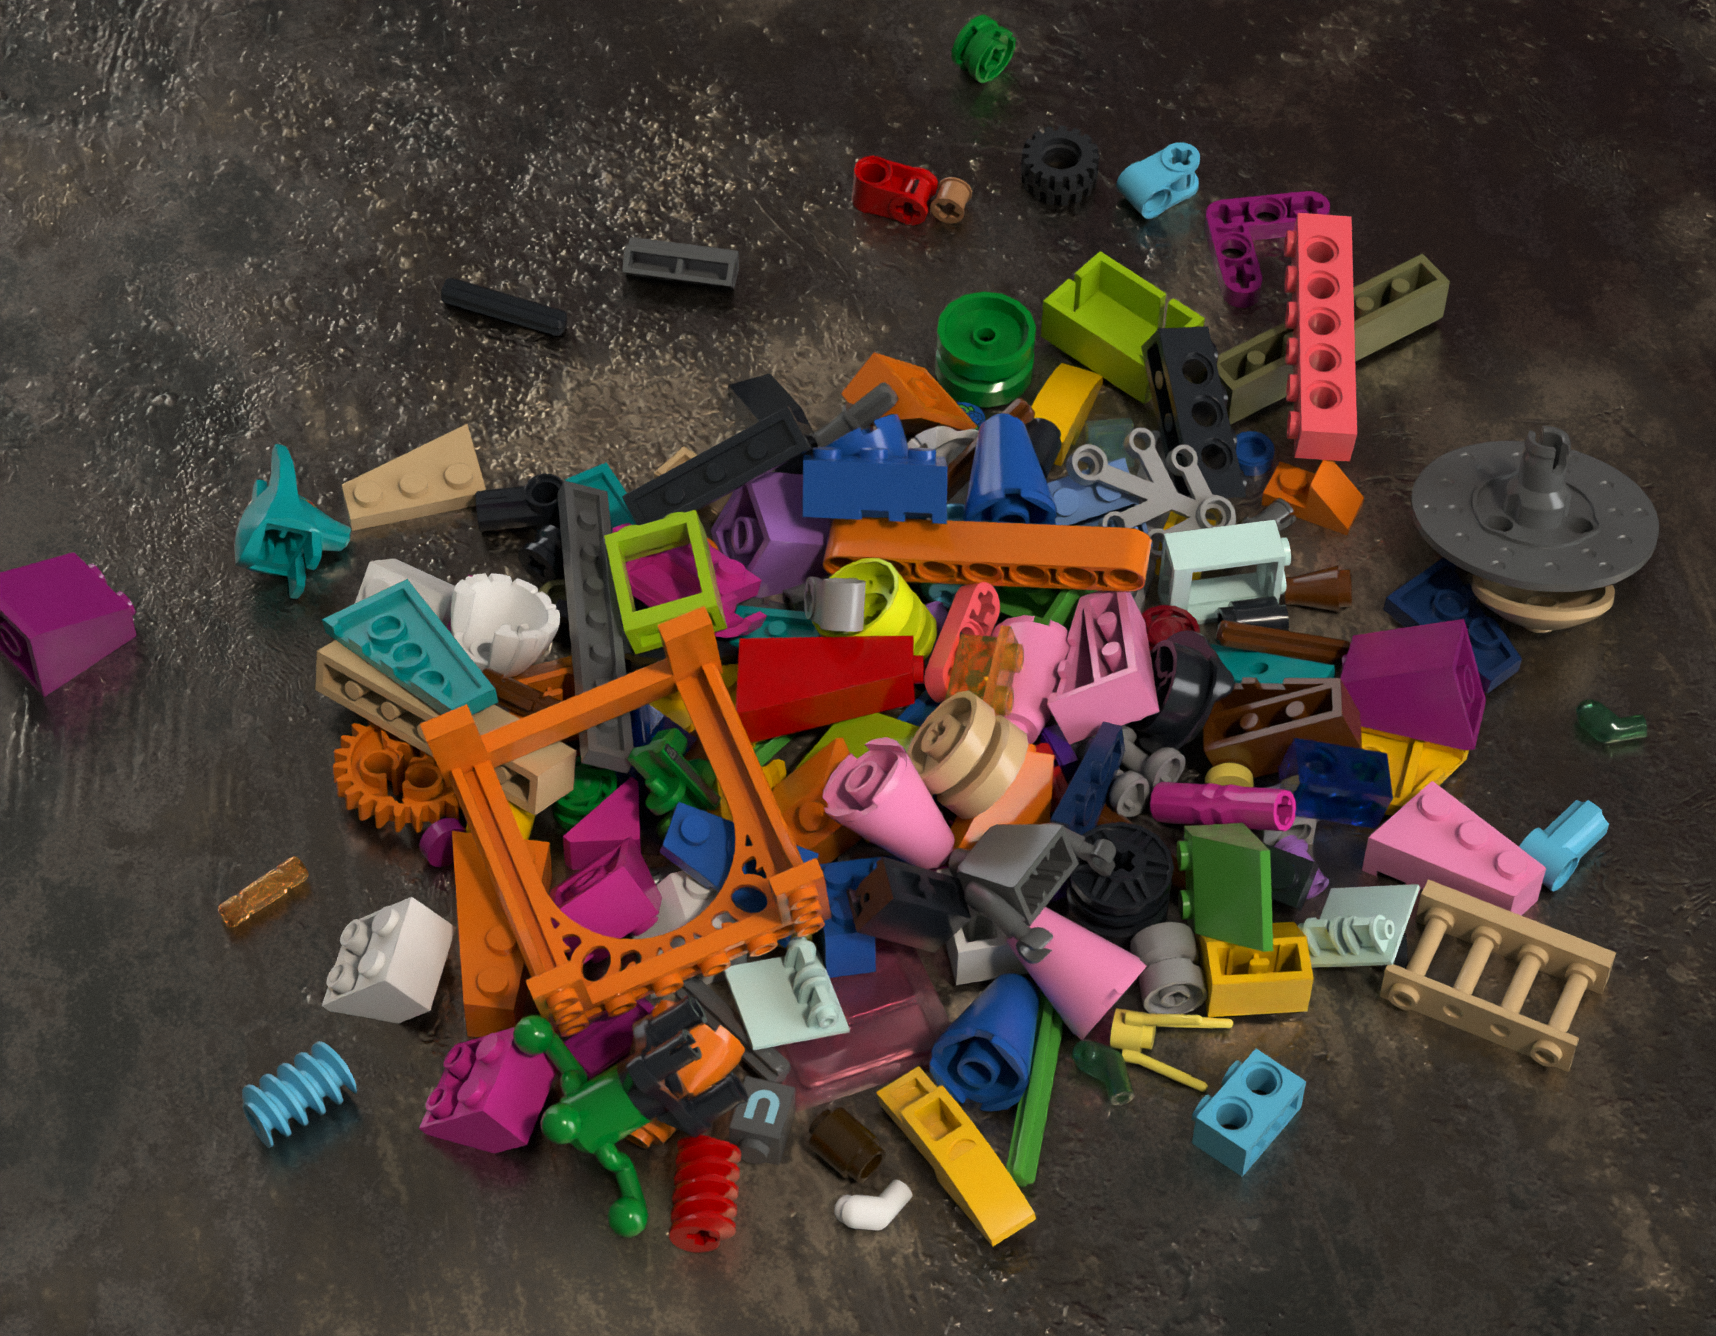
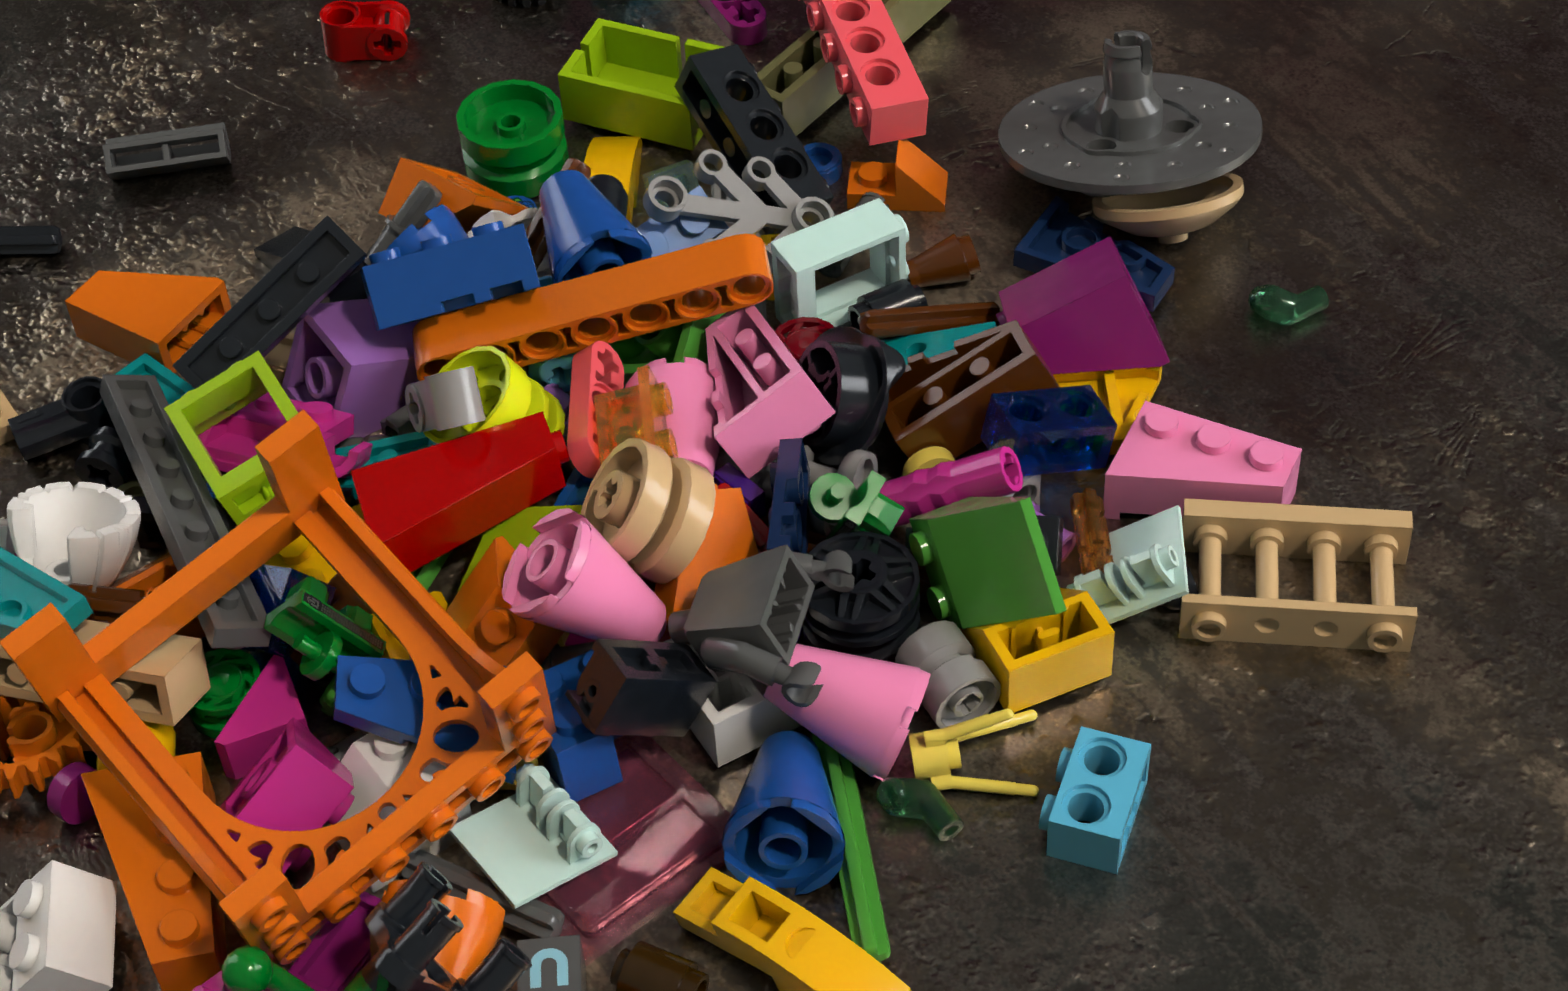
camera: 15 degrees left, 5 degrees down
(620, 426) = (147, 313): none -> orange slope
(951, 200) = (432, 14): medium nougat axle -> none
(1142, 804) = (854, 510): none -> green hips
(1341, 881) = (1090, 531): none -> clear orange axle
(1566, 841) = (1303, 420): medium azure piece -> none

